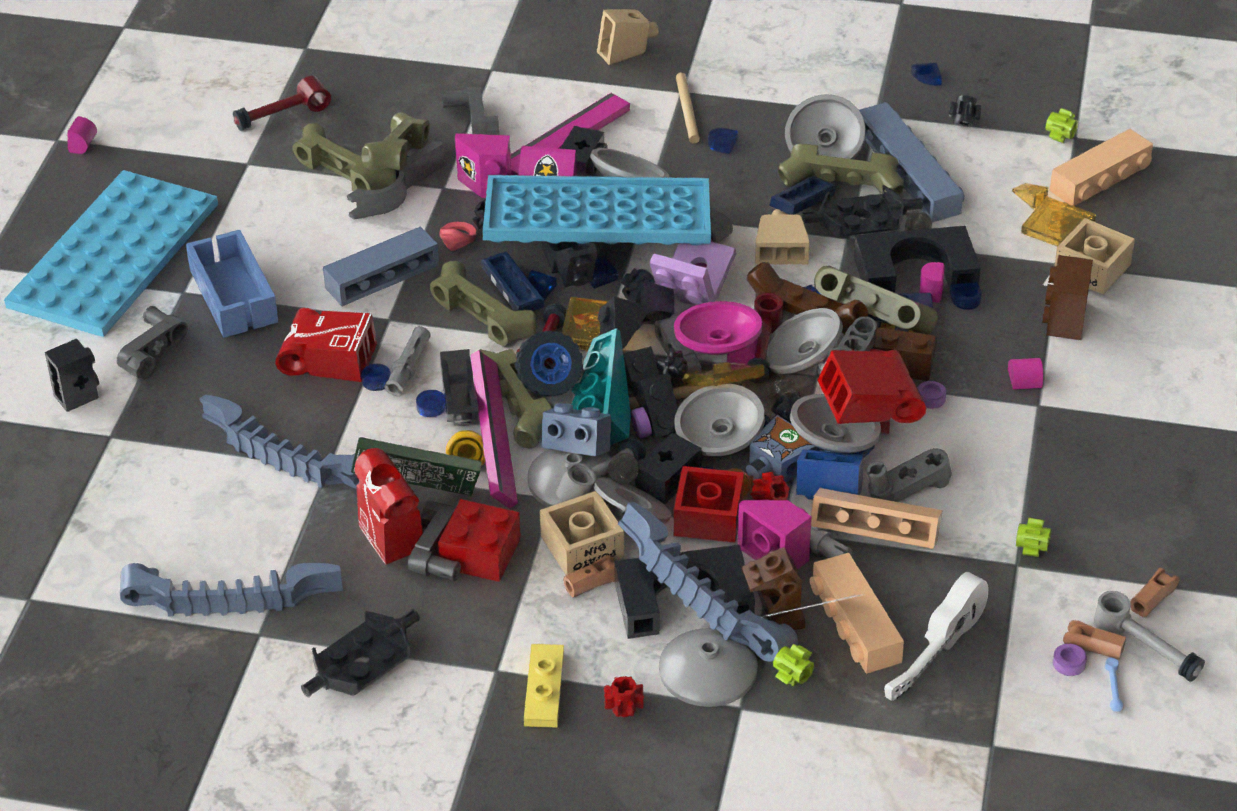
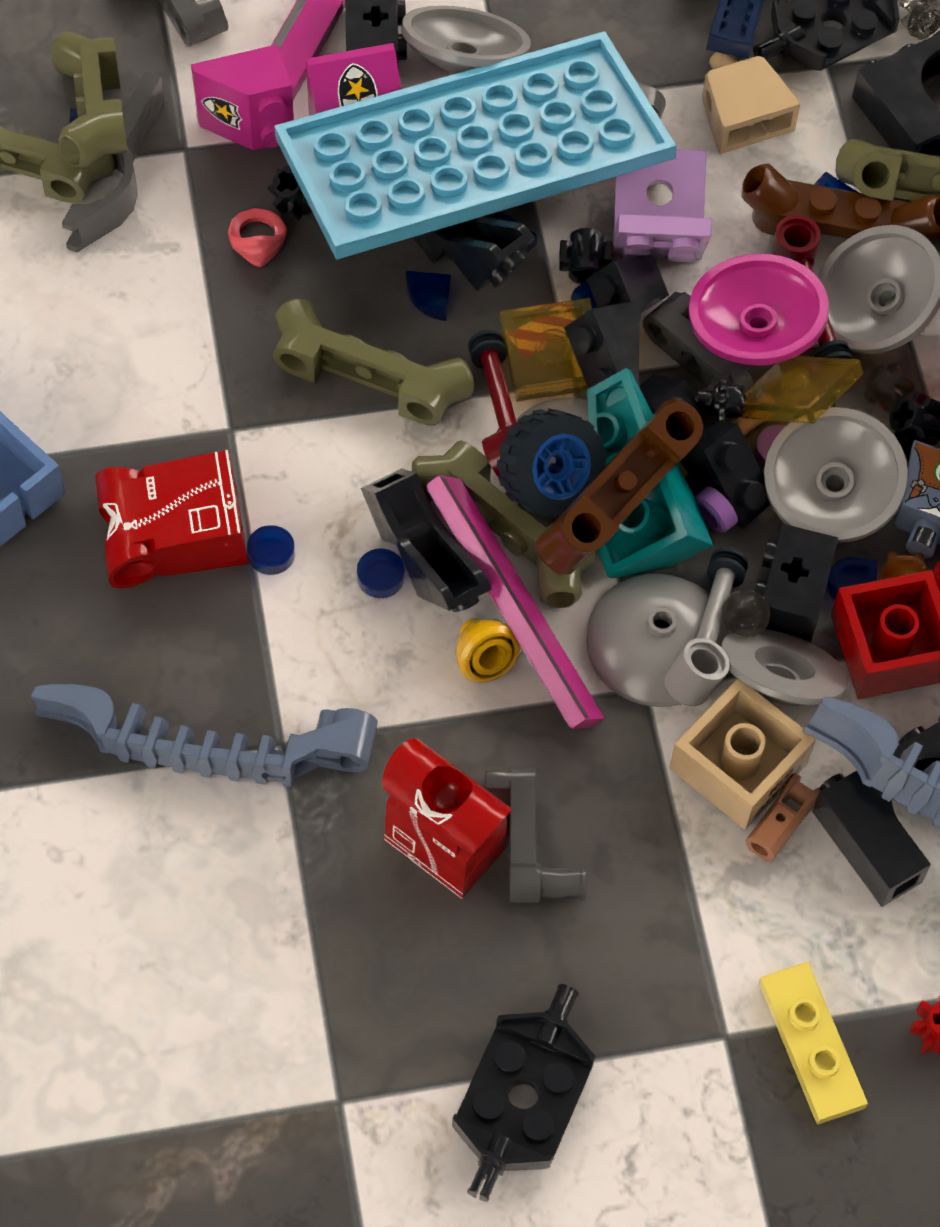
camera: 25 degrees left, 20 degrees up
(144, 587) = (118, 1085): sand blue piece -> none
(381, 266) = (174, 337): sand blue brick -> none
(397, 380) = (308, 521): light grey pin -> none
(427, 467) = (449, 725): dark green tile -> none
(481, 539) = (595, 813): red brick -> none
(512, 282) = (391, 306): dark blue plate -> none
(546, 389) = (620, 486): none -> reddish brown plate
(576, 430) = (650, 573): sand blue brick -> none

